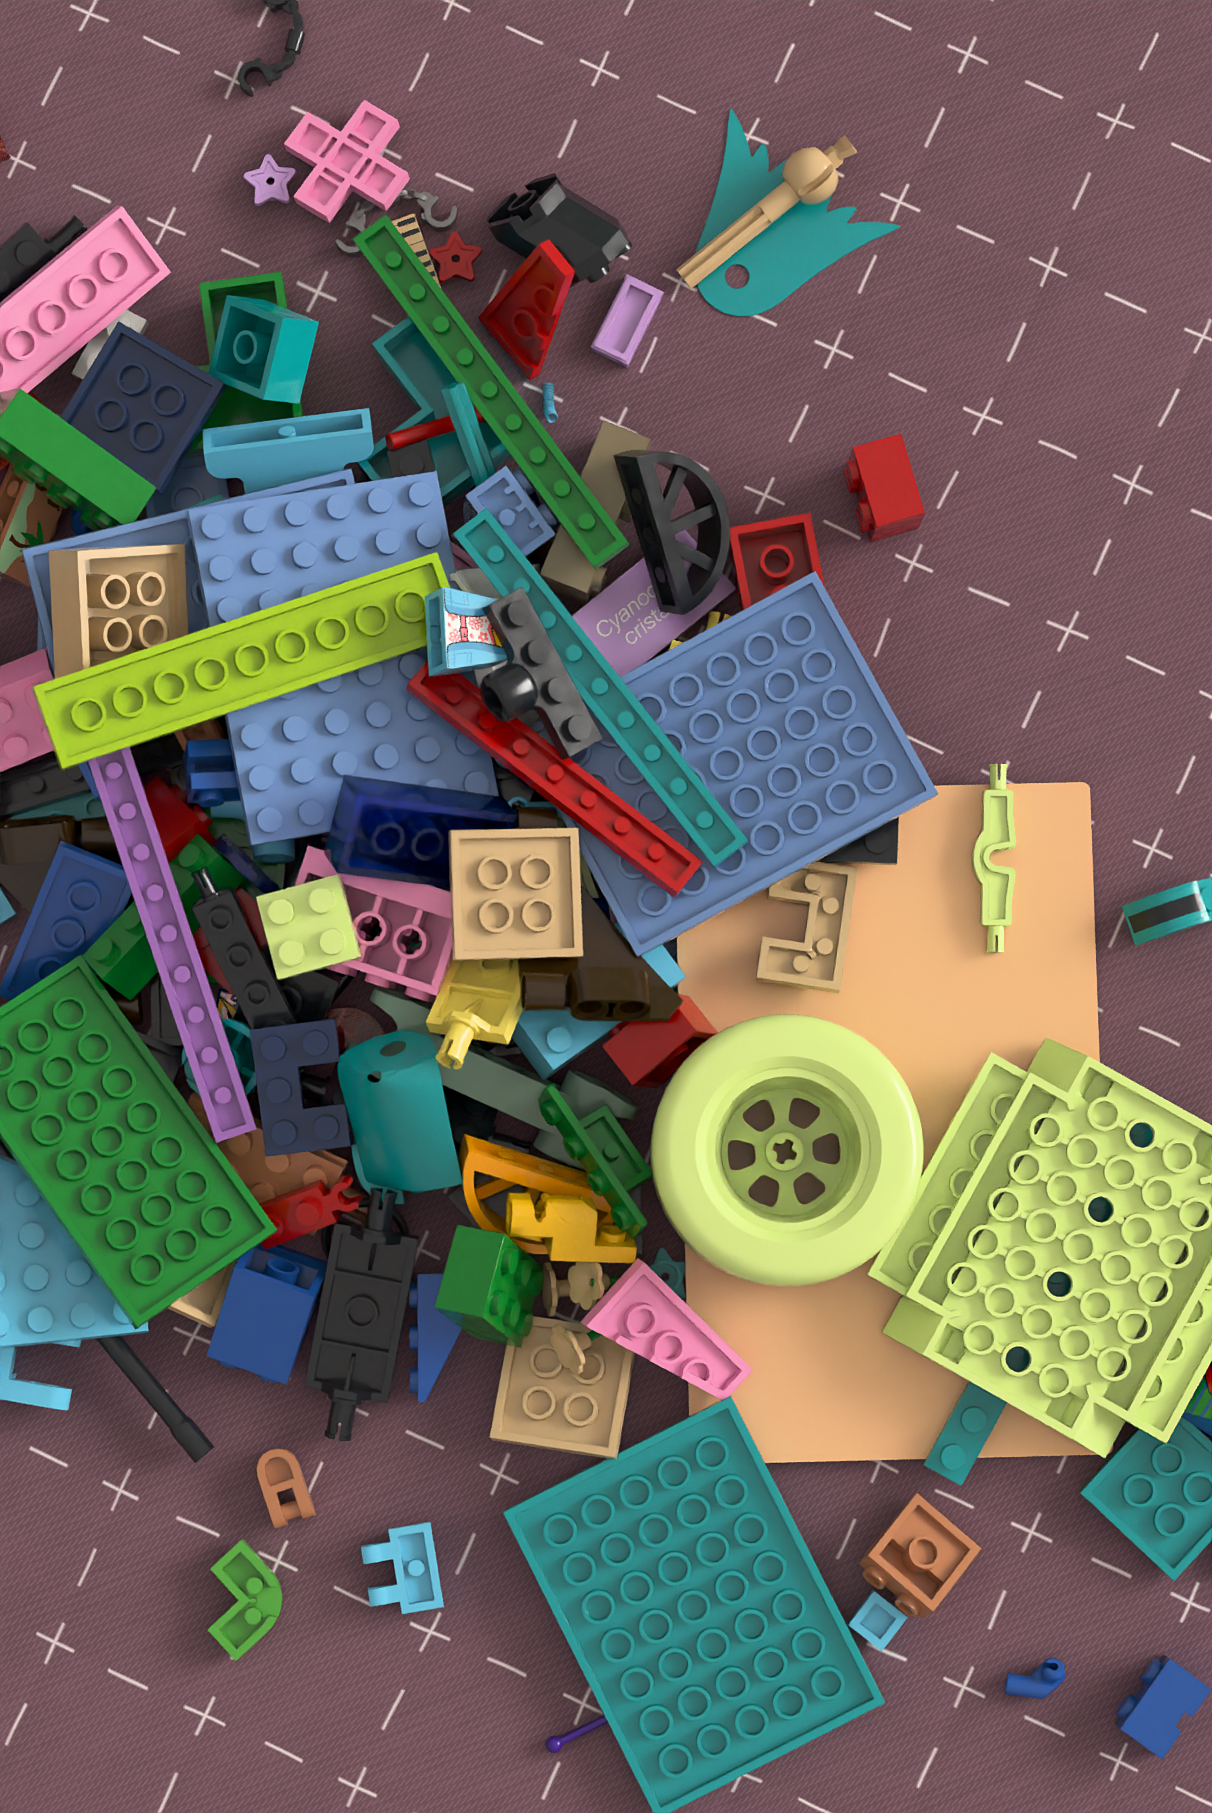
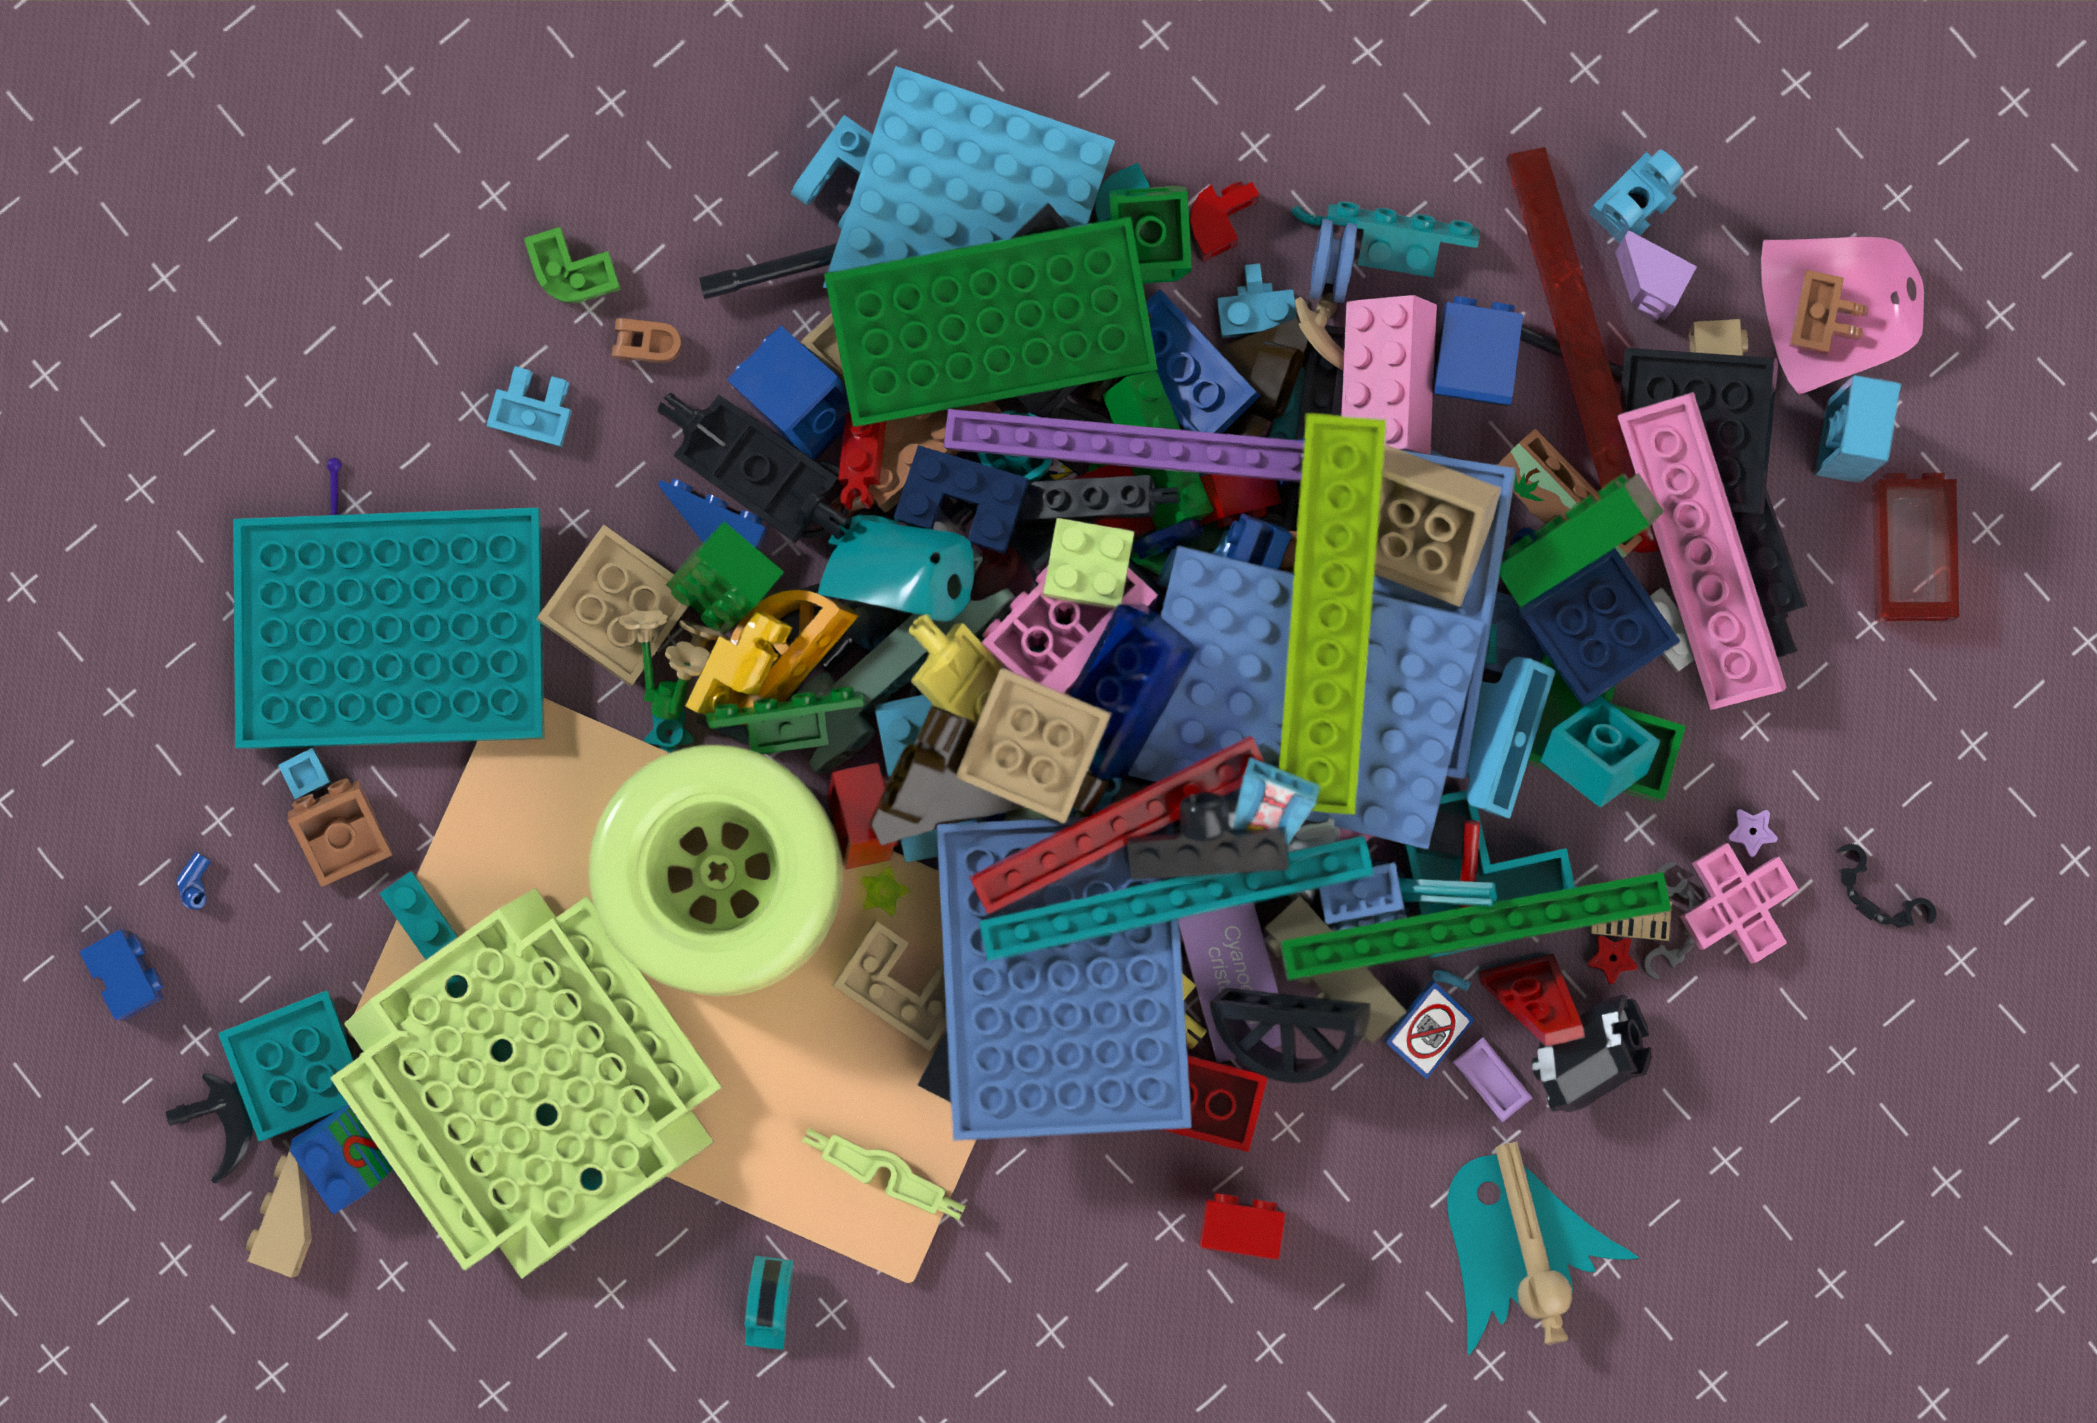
camera: 120 degrees right, 0 degrees up
(608, 396) = (1428, 1029): none -> piece
(661, 1327) = (622, 704): bright pink wing -> none
(723, 999) = (894, 891): none -> clear neon green plate

